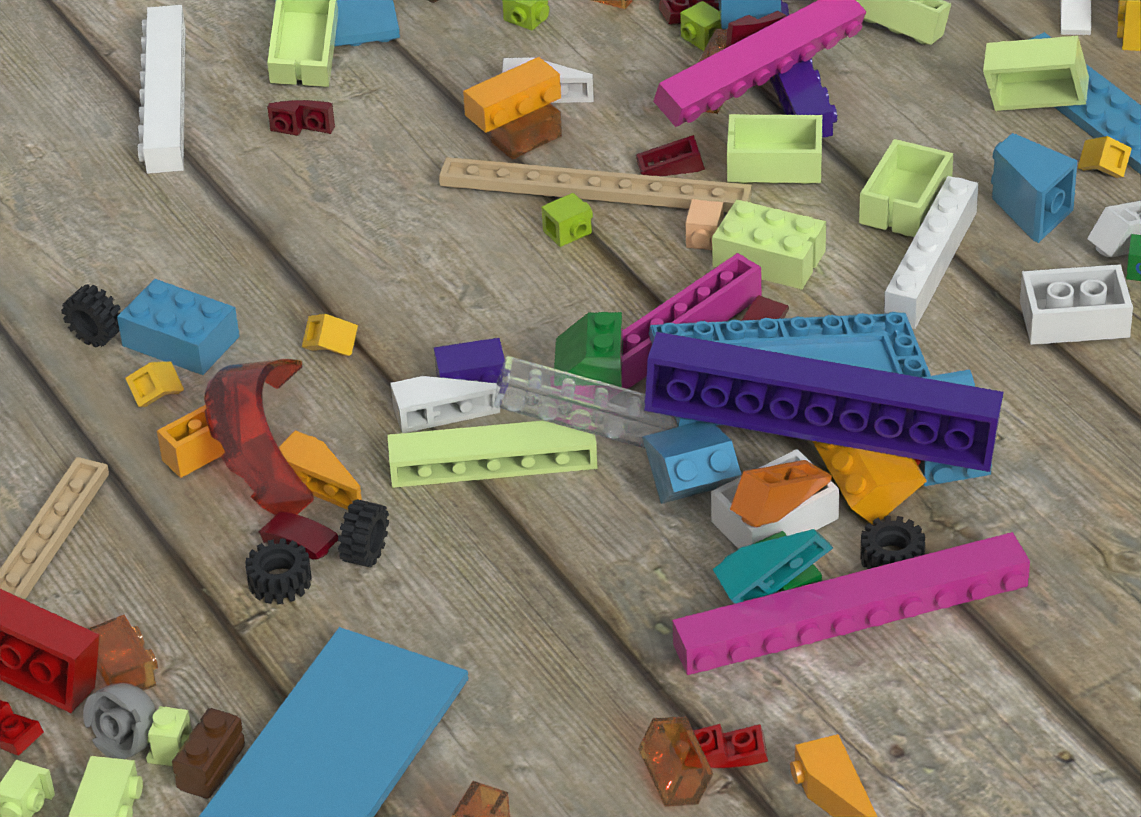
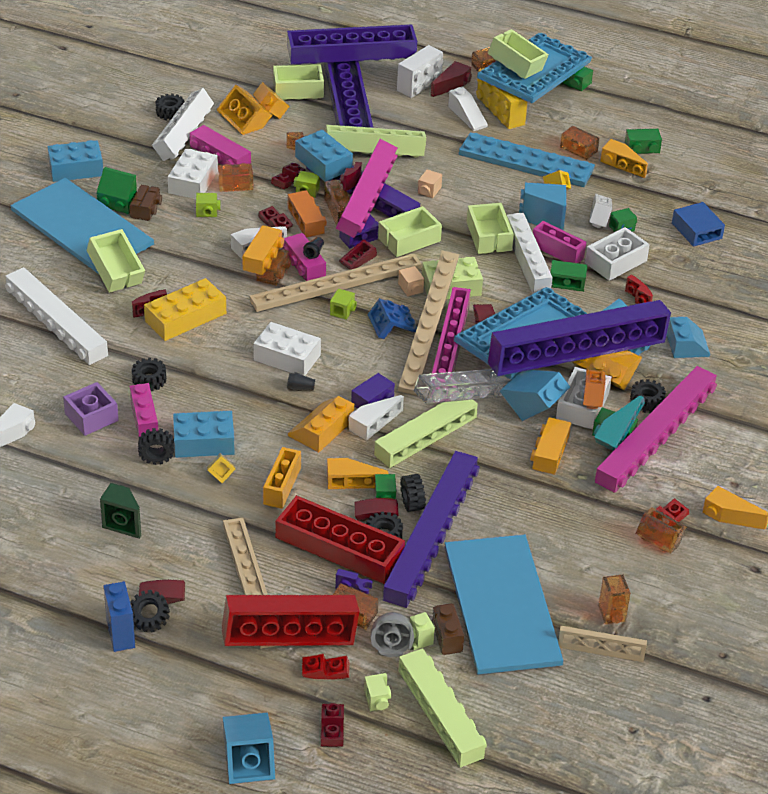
camera: 40 degrees left, 0 degrees up
(68, 230) = (90, 408): none -> medium lavender brick
(135, 261) = (143, 408): none -> dark pink brick
(152, 623) = (351, 580): none -> dark purple plate
(196, 554) = (339, 538): none -> red brick
(199, 215) = (149, 366): none -> black tyre
(240, 425) = (315, 466): clear red windscreen -> none
(330, 334) = (285, 406): yellow panel -> none
(334, 504) = (385, 486): none -> green brick
(338, 142) = (185, 309): none -> yellow brick
(344, 598) = (430, 530): none -> dark purple brick
(355, 383) = (323, 423): none -> light orange slope
(387, 307) = (300, 382): none -> black cone
(416, 254) = (287, 349): none -> white brick
(583, 130) = (306, 267): none -> dark pink brick
(591, 118) = (313, 248): none -> black cone
(592, 348) = (442, 356): green slope -> none
(605, 61) = (272, 218): none -> dark red slope
(622, 267) = (387, 314): none -> blue bracket
(653, 557) = (550, 445): none -> light orange brick
(654, 62) = (306, 213): none -> orange brick
(693, 261) = (428, 322): none -> tan plate
(710, 126) = (369, 233): none -> dark purple brick
(891, 89) = (429, 183): none -> light nougat brick
(962, 309) = (568, 275): none -> green brick
(993, 251) = (559, 243): none -> dark pink brick
(1036, 73) = (499, 151): yellowish green piece -> none
(1053, 374) = (638, 289): none -> red slope
(1057, 485) = (686, 339): none -> dark azure slope

